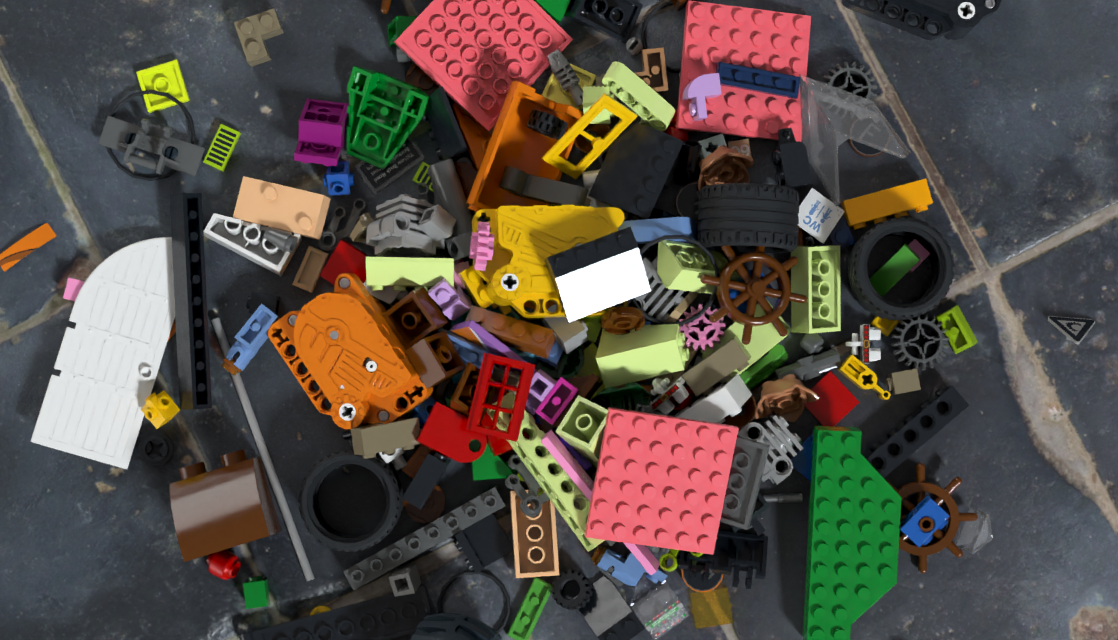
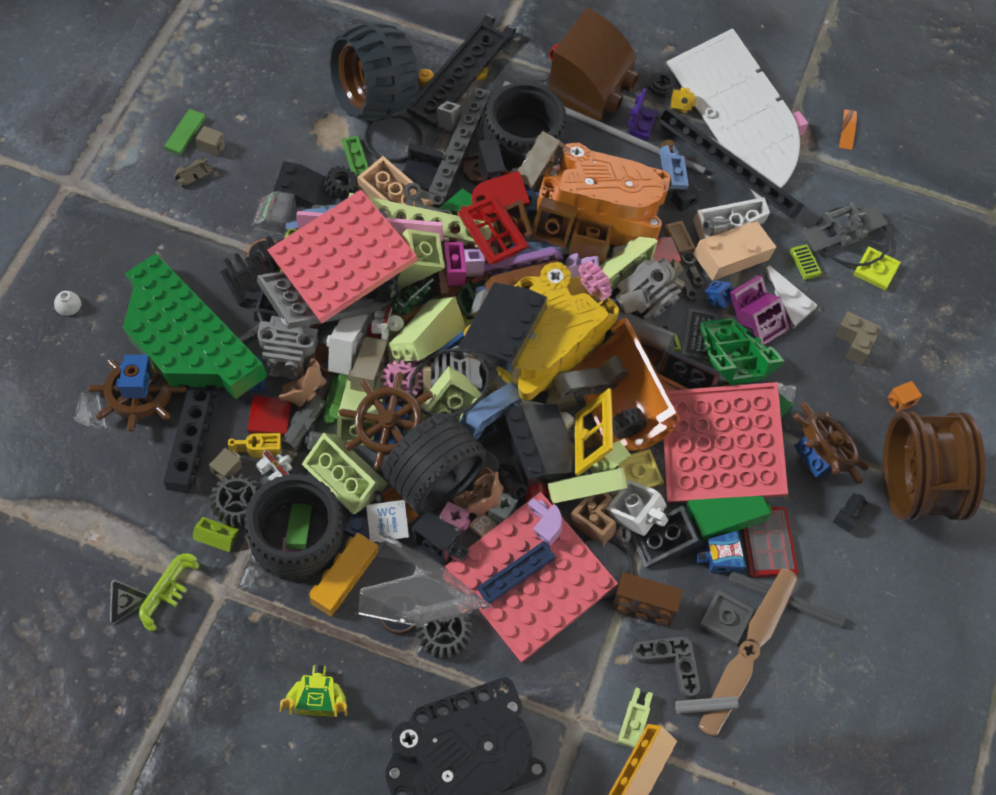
camera: 130 degrees right, 25 degrees down
(219, 420) = (641, 119): none -> dark purple bracket
(256, 592) = (528, 54): green brick -> none
(275, 117) = (795, 303): none -> white wing
(377, 44) = (787, 391): none -> clear wheel
(566, 76) = (648, 470): light grey hinge -> none
(604, 38) = (638, 508): none -> white hinge
(622, 320) = (458, 329): reddish brown tile -> none
(711, 608) = (239, 239): clear yellow piece -> none
(762, 165) = (452, 512): none -> bright pink brick
(989, 122) = (315, 696): none -> torso
(1035, 308) = (166, 588): none -> lime piece

